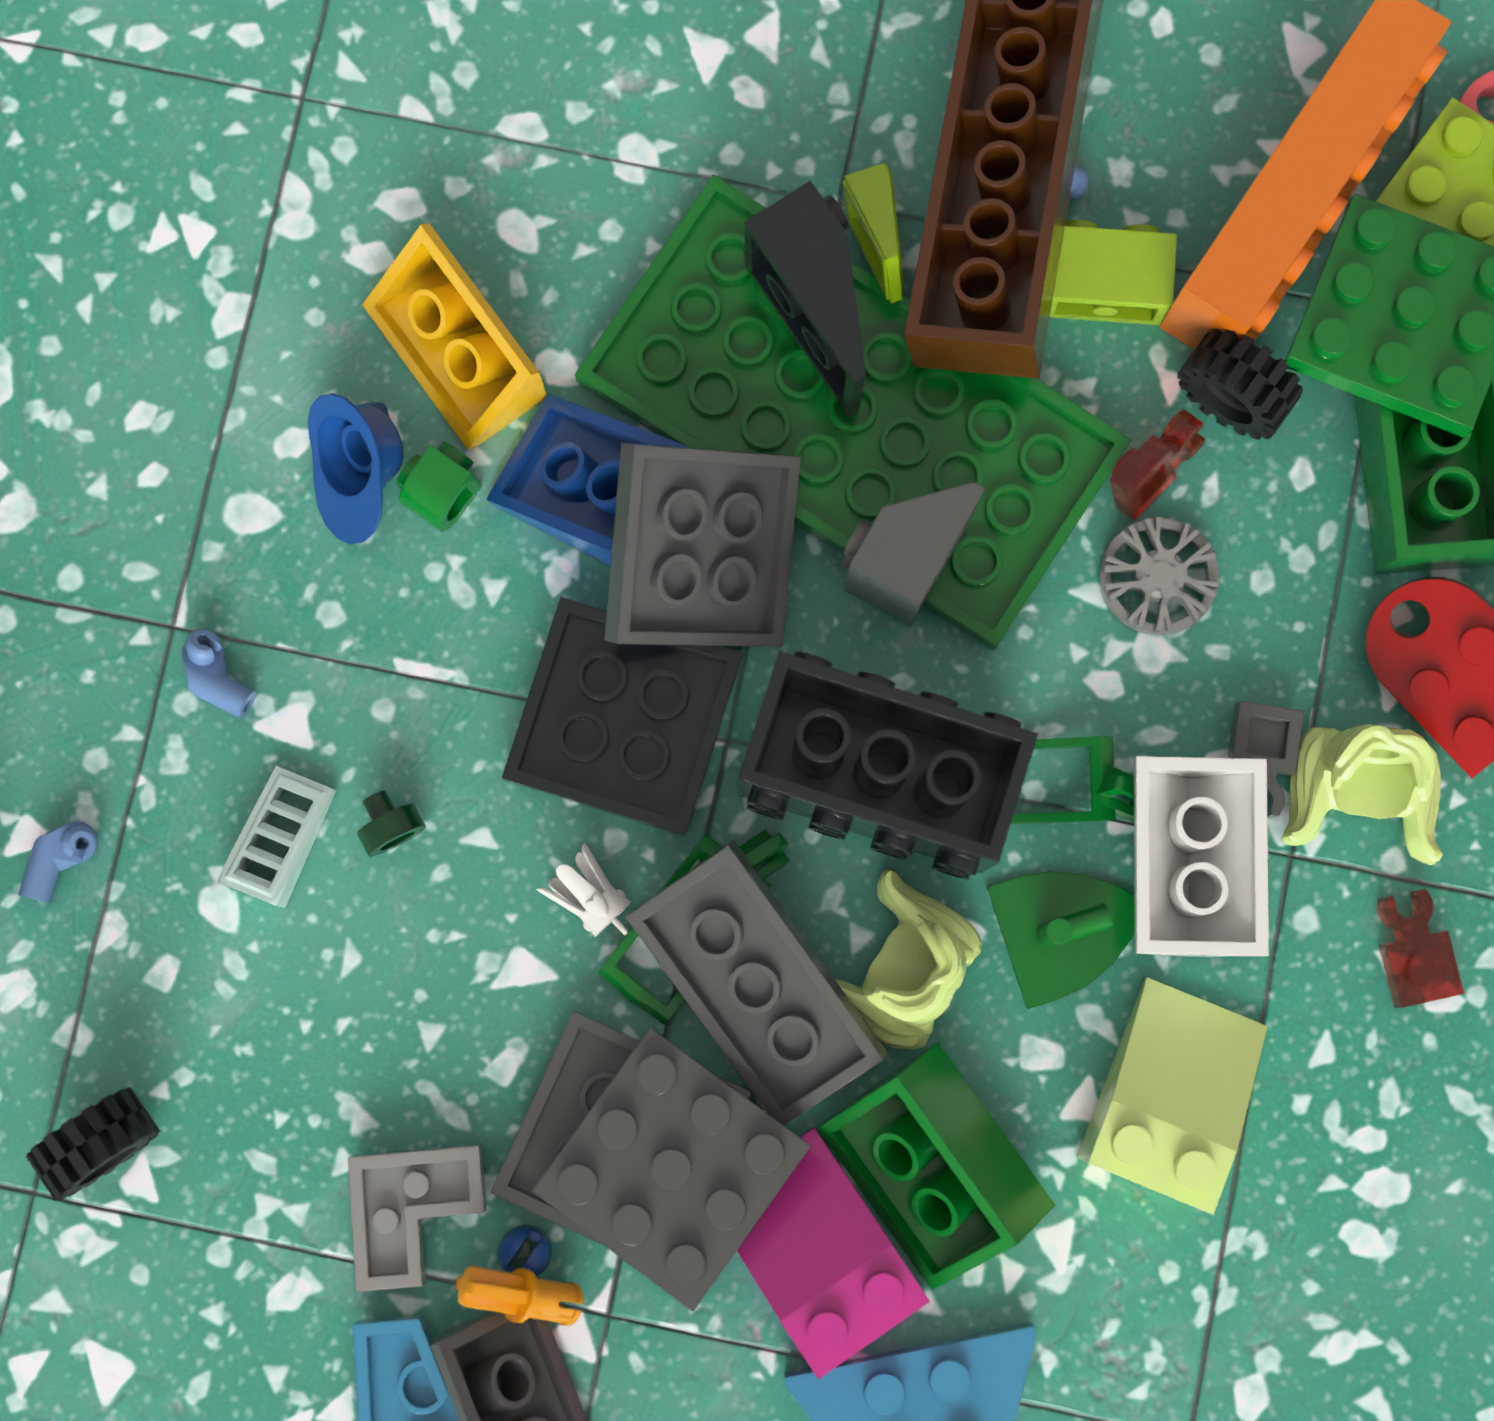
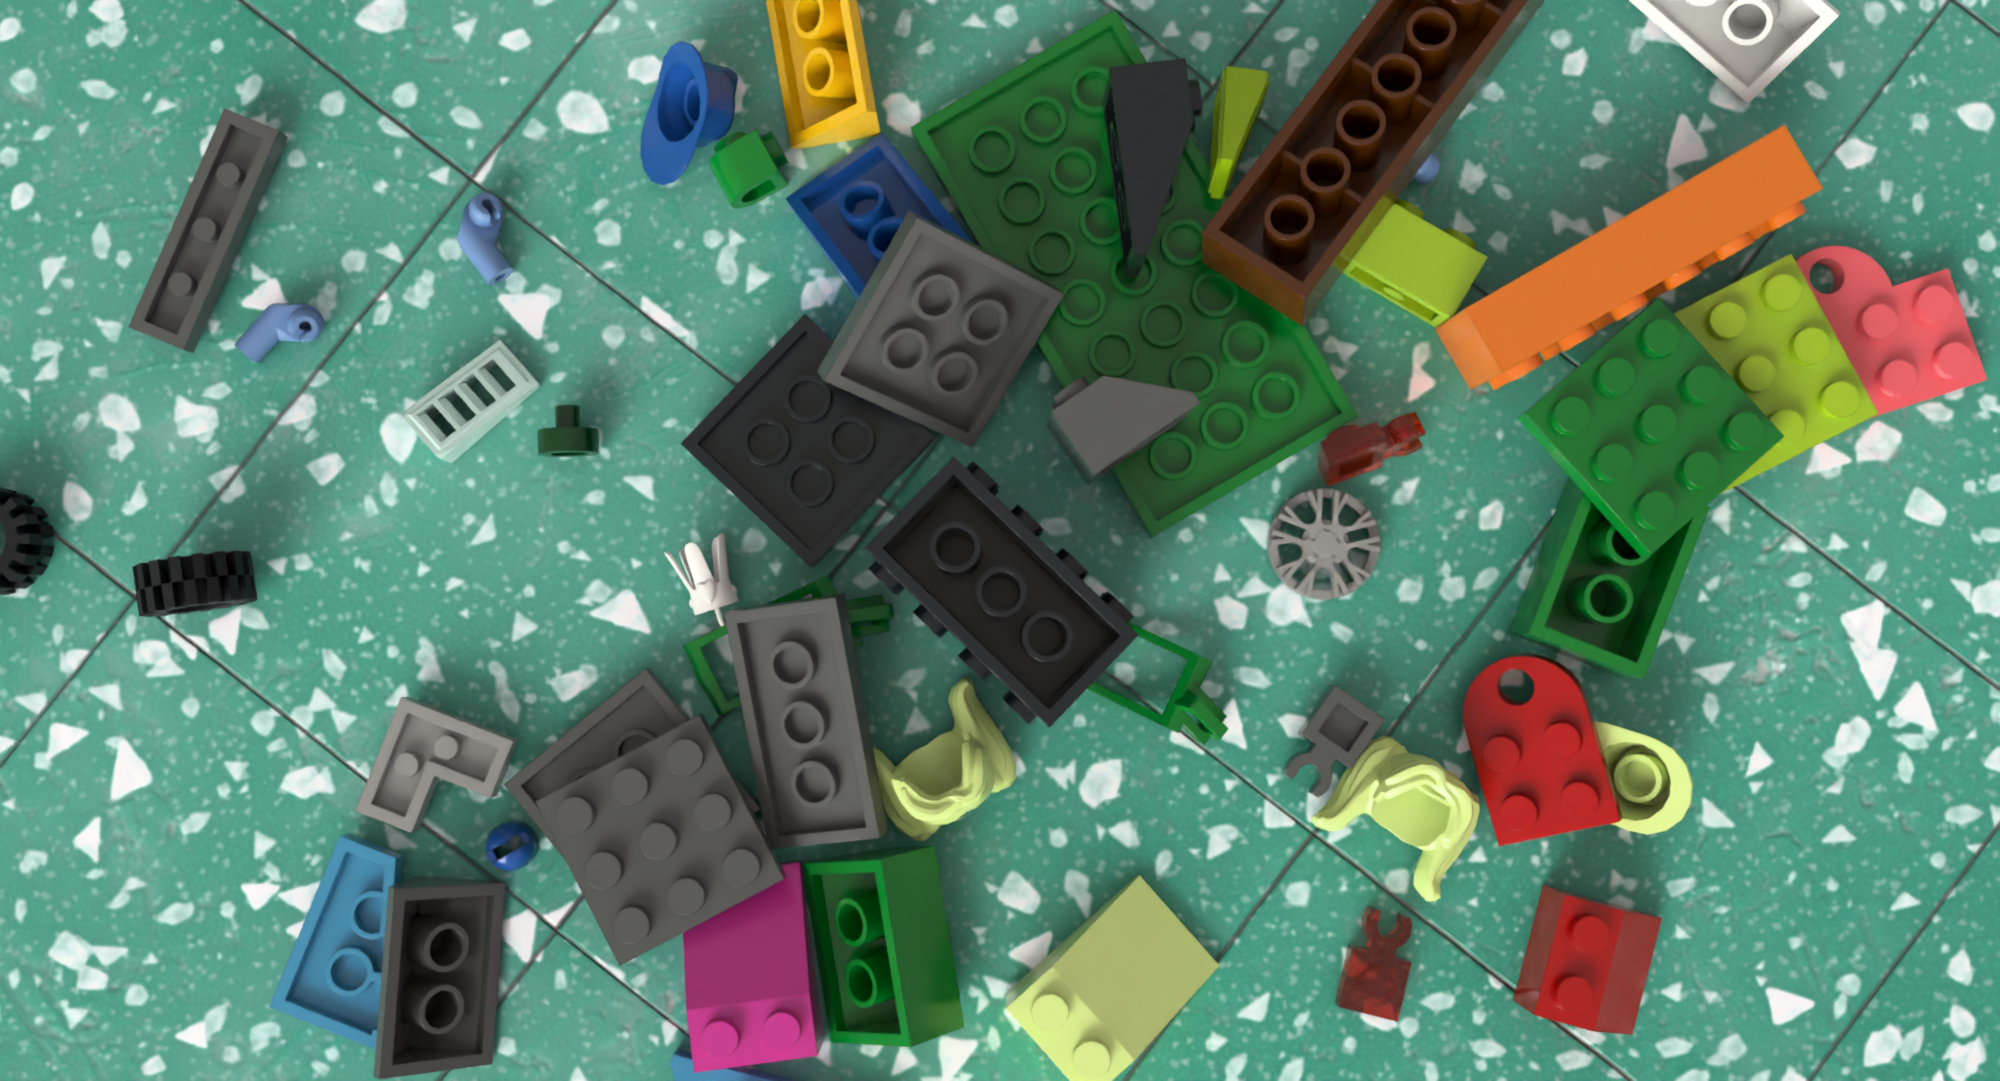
camera: 20 degrees right, 5 degrees up
(518, 1295) = (484, 880): light orange axle -> none
(1061, 930) = (1090, 801): green shield -> none
(1200, 856) = (1232, 800): white slope -> none
(1240, 383) = (1475, 414): black tyre -> none

